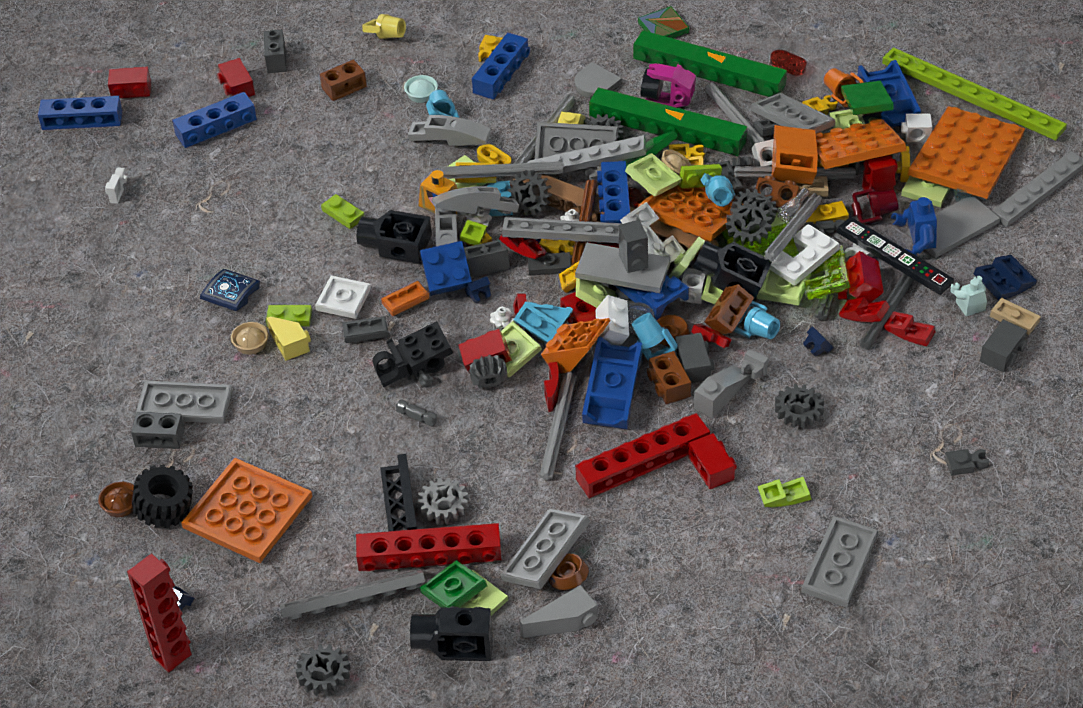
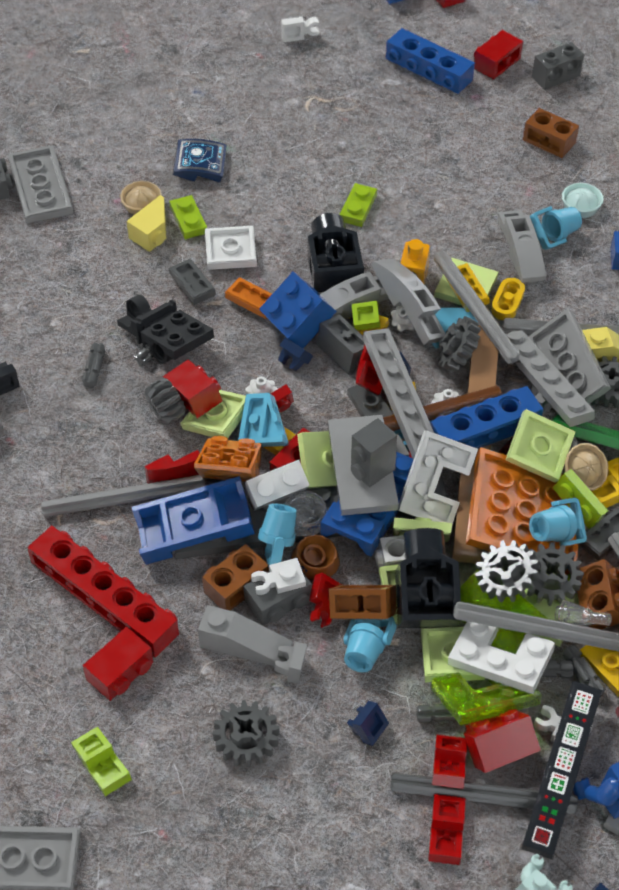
camera: 65 degrees right, 5 degrees up
(689, 345) = (282, 575): none -> white plate

